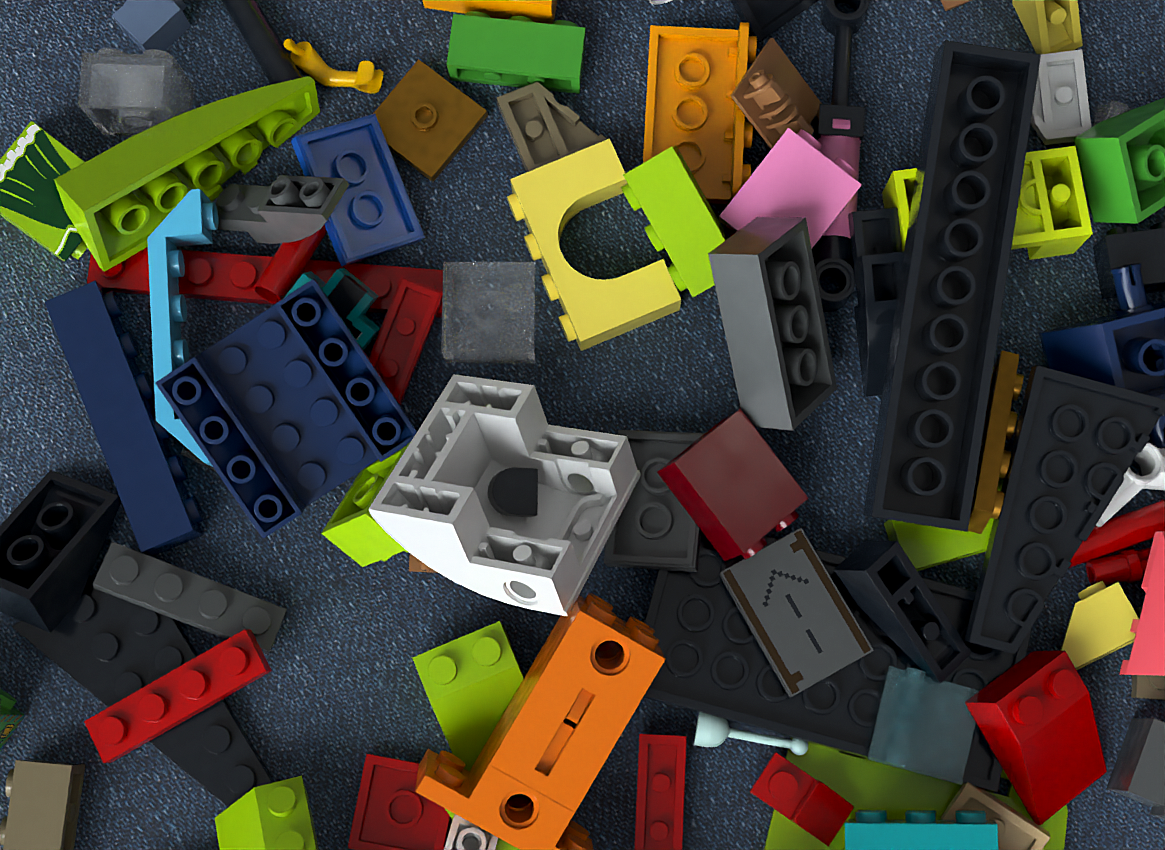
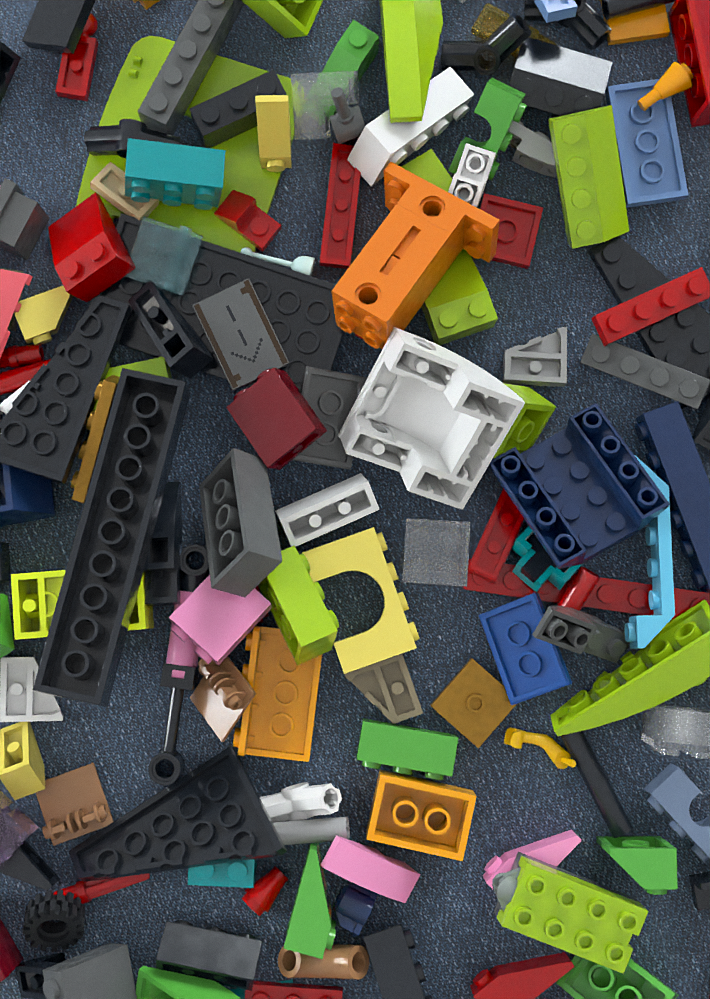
camera: 175 degrees right, 5 degrees up
(349, 606) = (538, 362): none -> light grey wing
(515, 492) = (424, 421): black tile -> none
(650, 363) = (327, 510): none -> white brick

